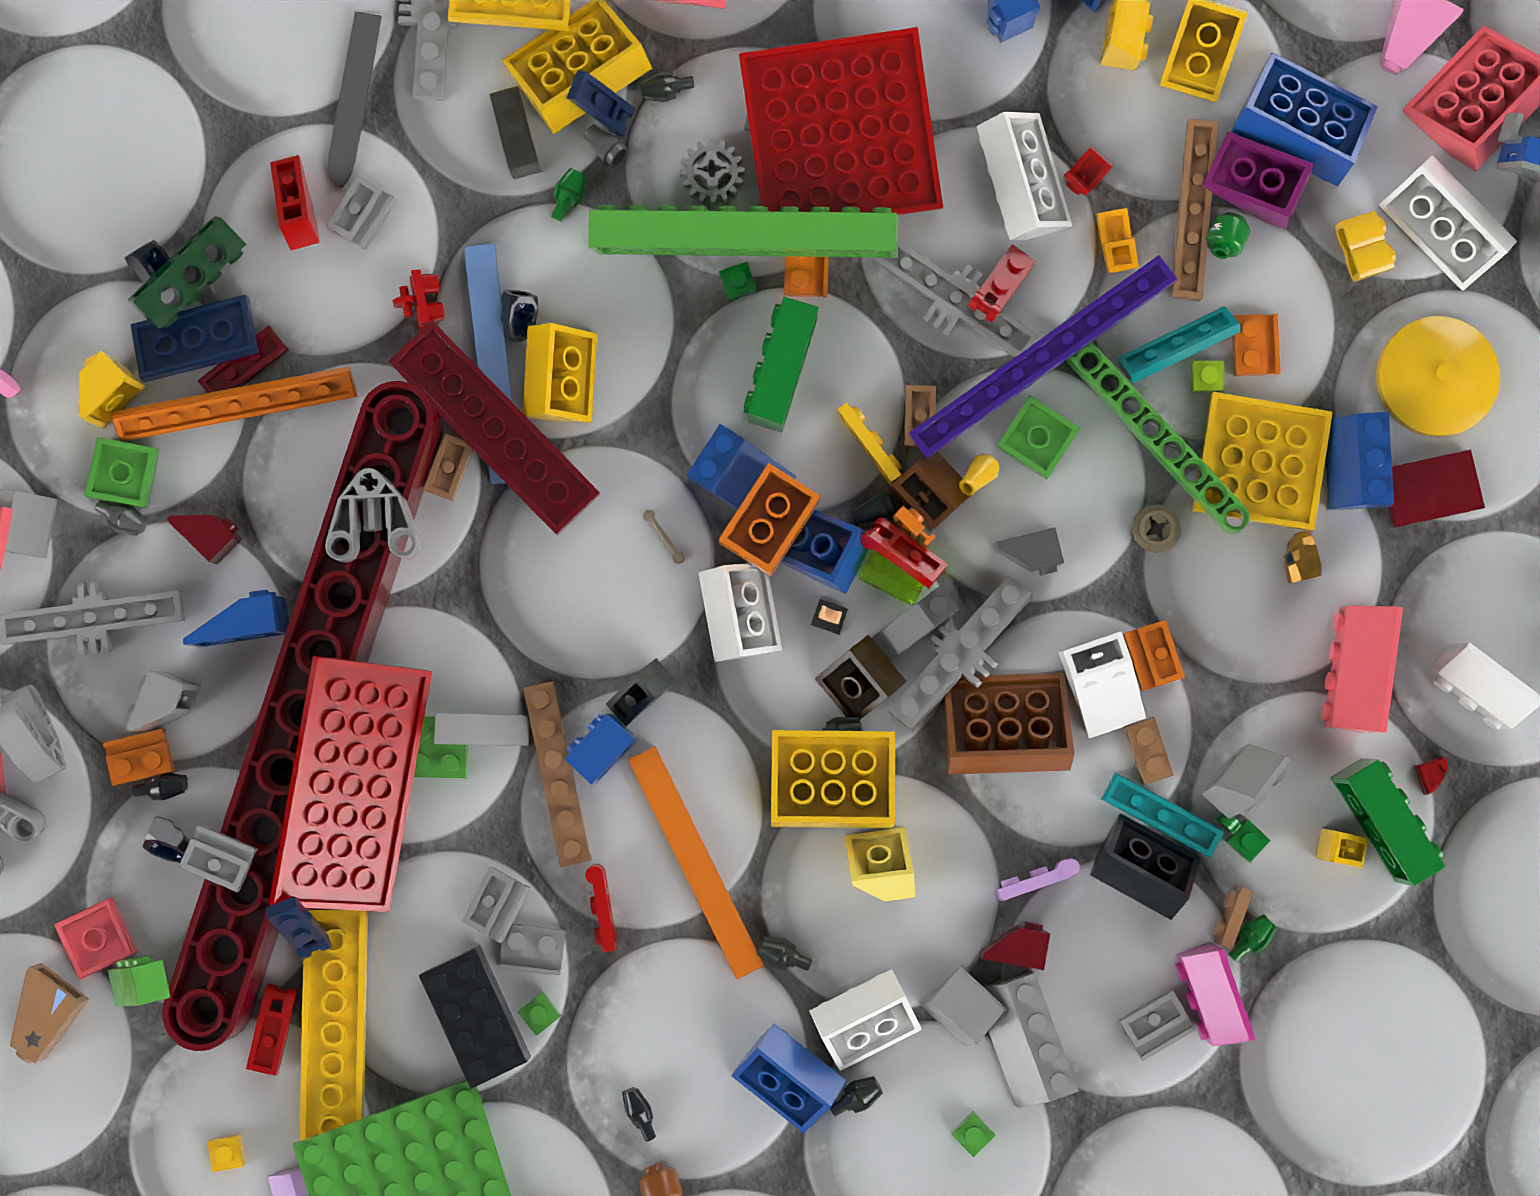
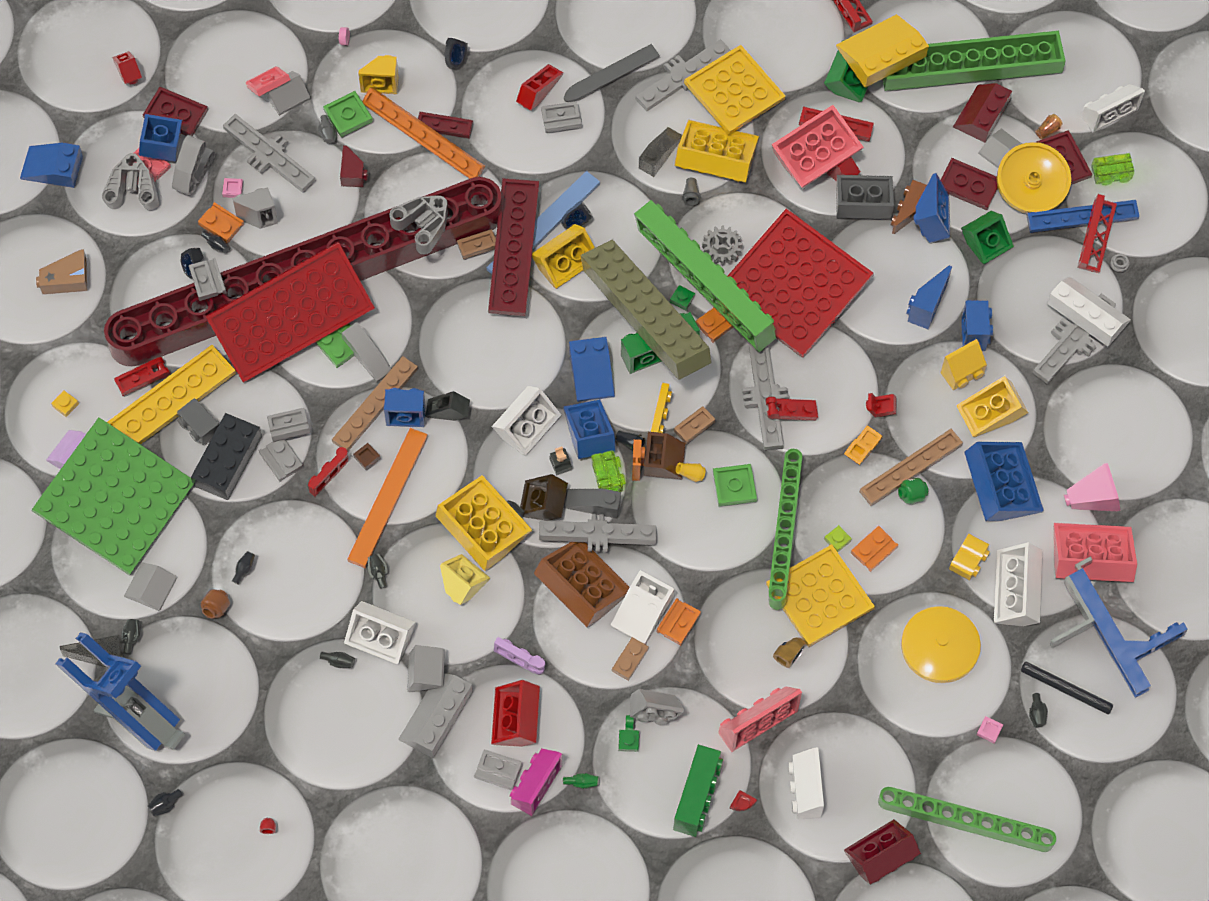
camera: 45 degrees right, 20 degrees down
(95, 938) = (119, 270): coral tile -> none
(101, 702) = (232, 187): none -> bright pink tile
(138, 981) = (117, 296): bright green brick -> none
(148, 296) = (494, 67): dark green brick -> none
(195, 339) = (437, 95): dark blue tile -> none
(246, 619) = (322, 210): blue slope -> none
(298, 927) = (203, 341): dark blue plate -> none
(398, 1014) = (197, 421): none -> dark grey brick
(420, 285) = (551, 167): red hips -> none
(539, 1013) = (252, 486): bright green plate -> none
(568, 192) = (654, 192): green piece -> none
(600, 102) = (706, 170): dark blue plate -> none
(620, 843) = (366, 456): none -> reddish brown plate
(664, 86) = (742, 194): pearl dark grey piece -> none
(677, 557) = (527, 375): dark tan hinge -> none
(737, 348) = (646, 309): none -> olive brick
(769, 519) = (581, 392): orange brick -> none
(789, 1078) = (319, 619): blue slope -> none
(904, 552) = (621, 463): red plate -> none
(973, 1134) = (367, 729): bright green plate -> none
(1020, 946) = (479, 673): dark red slope -> none
(1024, 175) = (853, 378): white slope -> none
(1033, 551) = (678, 525): dark grey slope -> none
(1043, 356) = (772, 449): dark purple plate -> none
(1107, 947) = (515, 714): none -> red slope
(1146, 867) = (571, 700): black slope -> none
(1157, 514) = (736, 567): dark tan gear -> none
(1162, 815) = (604, 691): teal tile -> none
(1178, 344) = (839, 511): teal plate -> none
(1236, 907) = (591, 758): medium nougat plate -> none
(1258, 179) = (952, 482): magenta slope -> none
(1342, 848) = (665, 786): yellow slope -> none
(1359, 462) = (863, 639): blue slope -> none
(1435, 489) = (883, 686): dark red tile -> none

